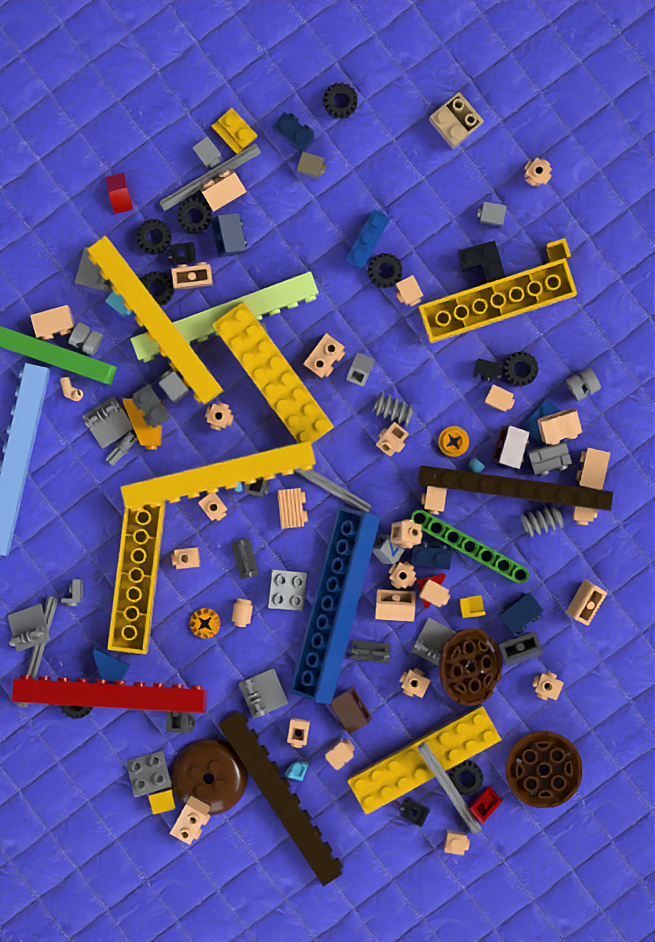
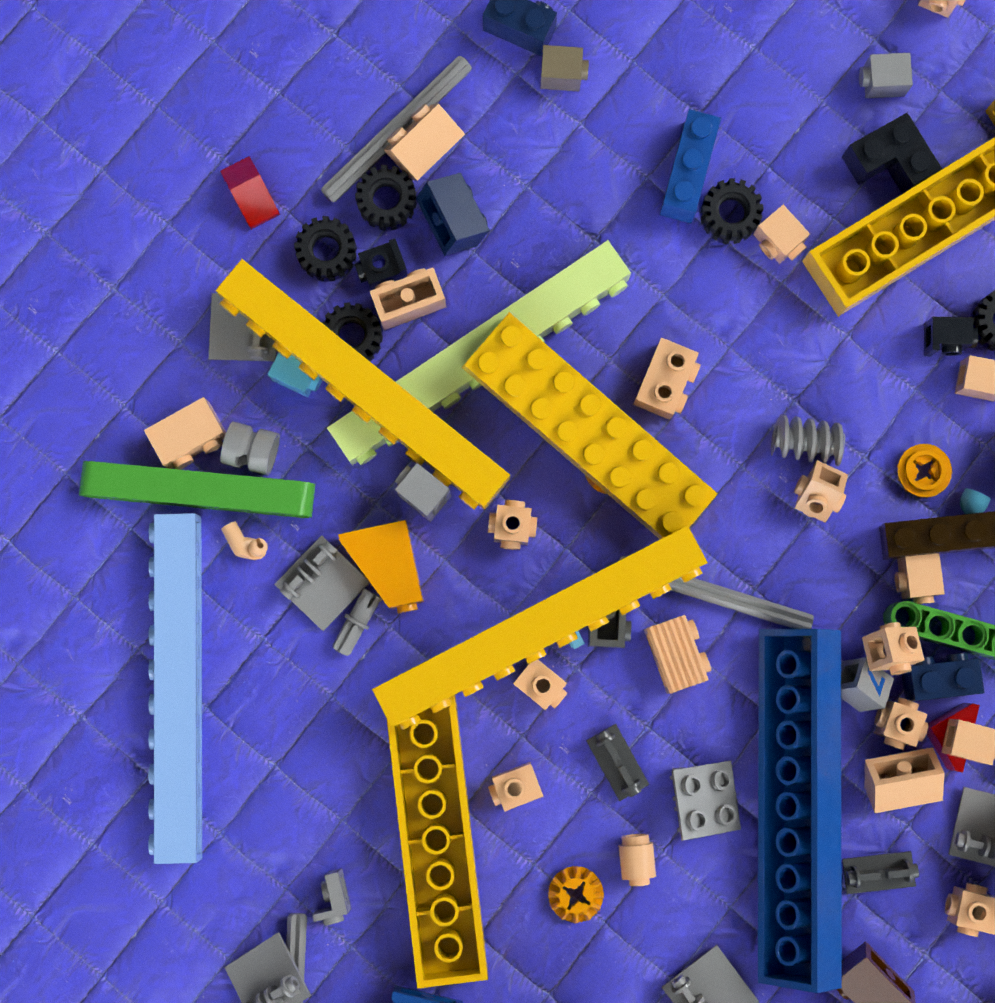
camera: 15 degrees left, 5 degrees down
(151, 406) = (393, 534): dark grey brick -> none
(207, 153) = (383, 88): light grey brick -> none
(234, 131) = (419, 44): yellow plate -> none
(360, 369) = (735, 385): light grey brick -> none

